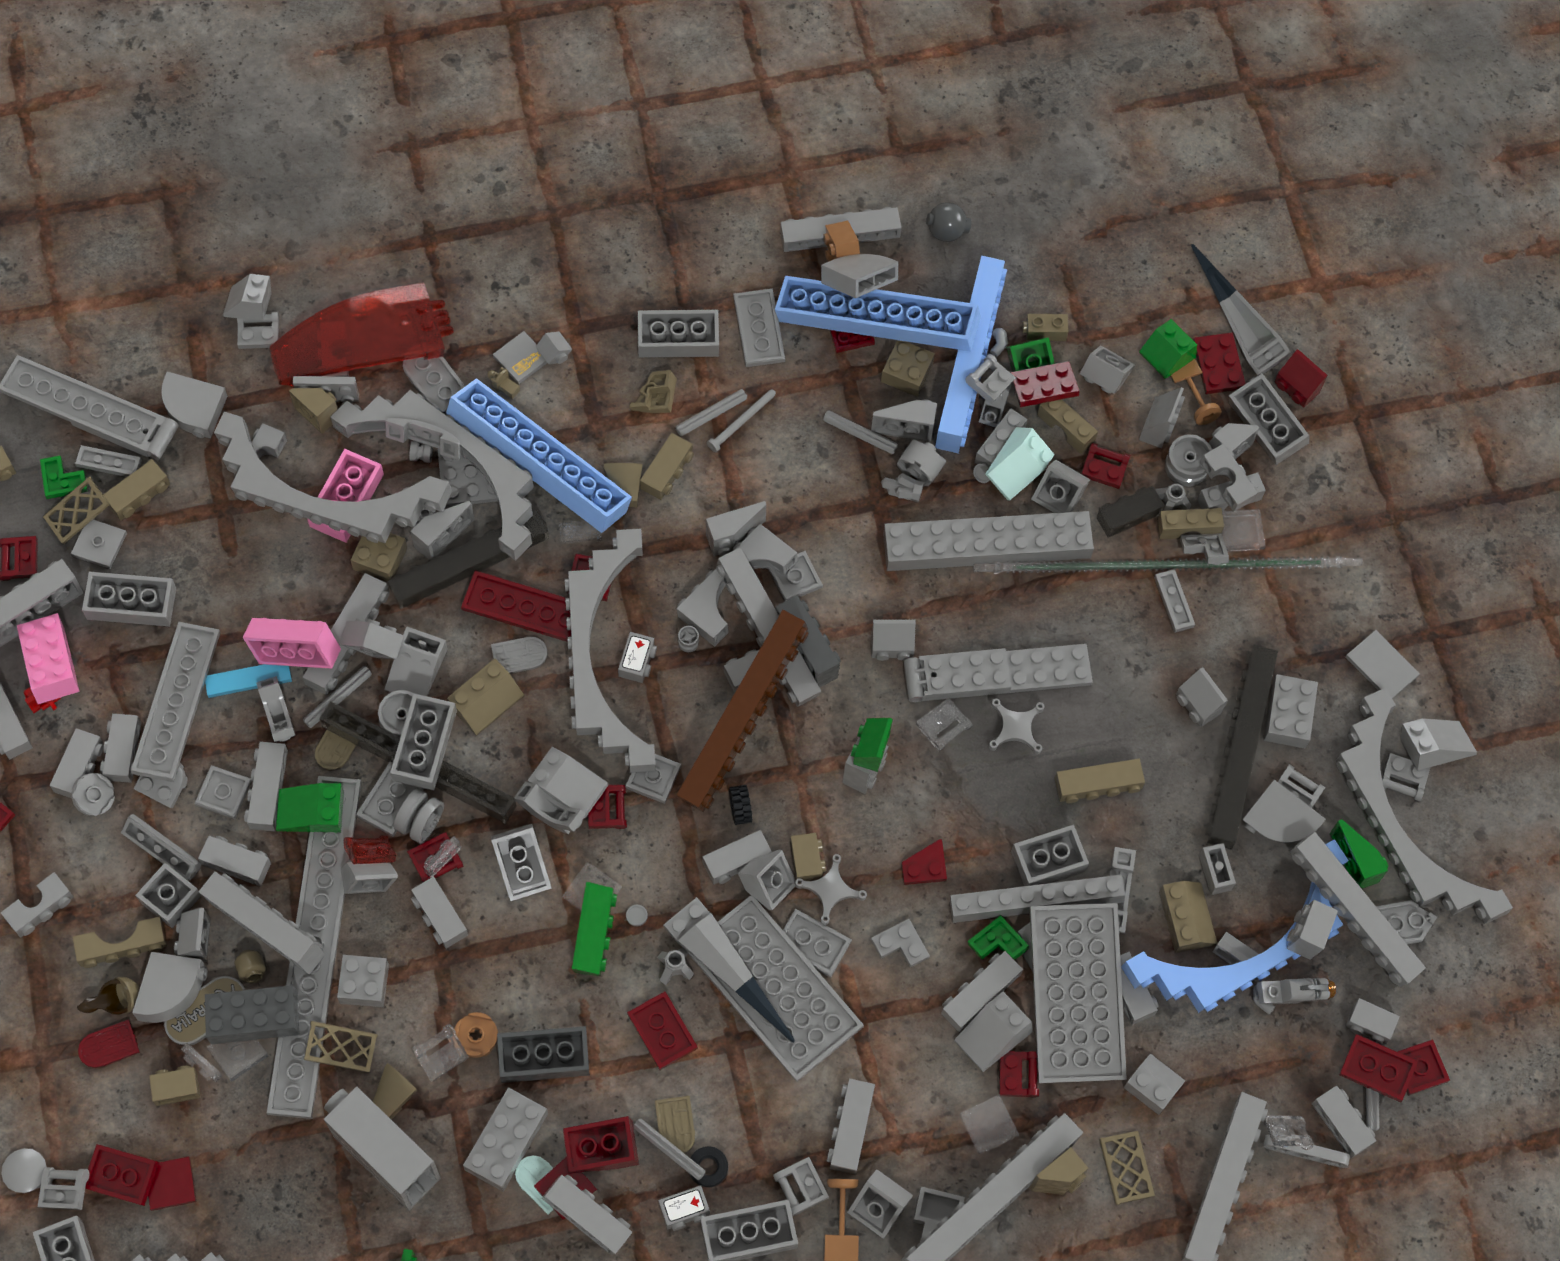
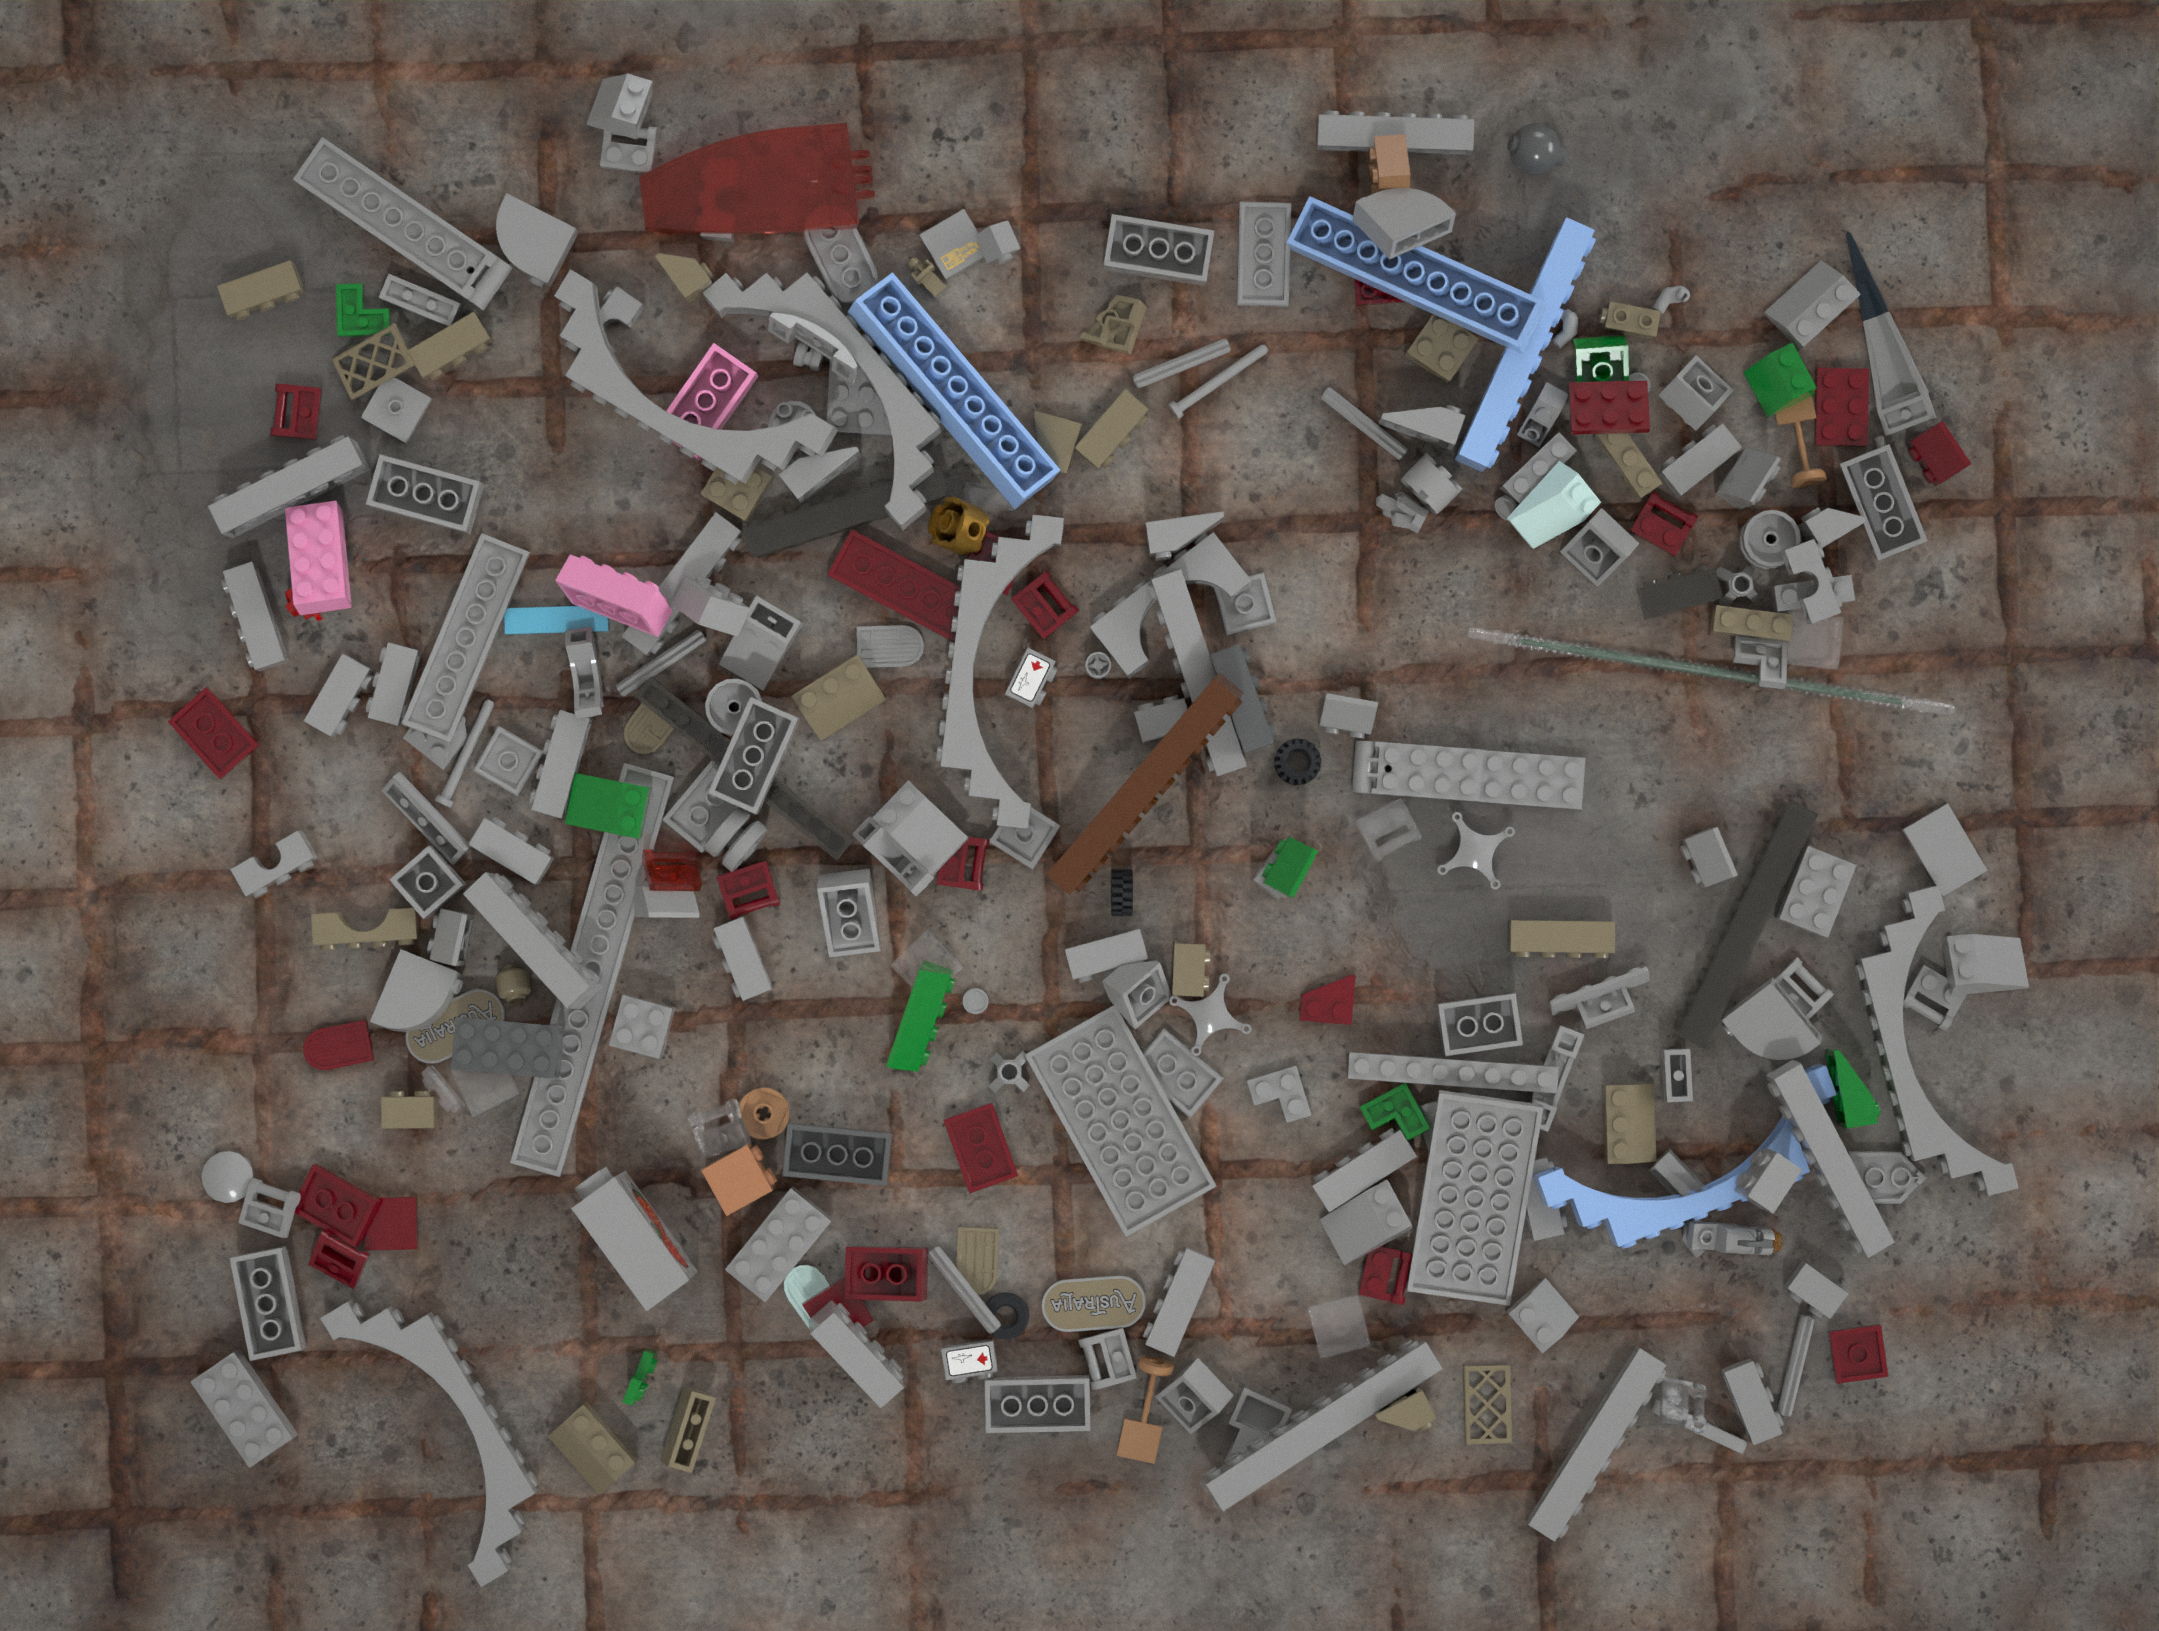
camera: 15 degrees right, 20 degrees up
(92, 794) = (353, 739): light grey tile -> none
(115, 997) = (353, 993): dark brown piece -> none
(126, 1226) = (335, 1264): none -> dark red plate
(174, 831) = (465, 754): none -> light grey bar
(326, 1059) = (611, 1120): dark tan window -> none
(341, 387) = (725, 258): light grey plate -> none
(393, 1092) = (656, 1164): dark tan slope -> none
(446, 852) = (746, 901): clear plate -> none
(464, 1087) = (739, 1178): none -> nougat brick
(559, 551) = (958, 526): none -> pearl gold brick
(635, 608) = (1038, 611): none -> dark red plate
(704, 939) = (1049, 1052): light grey plate -> none
(780, 1142) = (1093, 1303): none -> dark tan tile
(858, 696) = (1306, 748): none -> black tyre
(988, 540) = (1493, 602): light grey brick -> none
(995, 383) = (1545, 400): light grey plate -> none
(1073, 306) = (1671, 295): none -> light grey arm
(1122, 414) = (1699, 459): none -> light grey brick
(1144, 822) = (1604, 1000): none -> light grey bracket
(1174, 601) = (1707, 721): light grey plate -> none
(1179, 294) = (1811, 304): none -> light grey slope
(1378, 1068) = (1807, 1349): dark red plate -> none

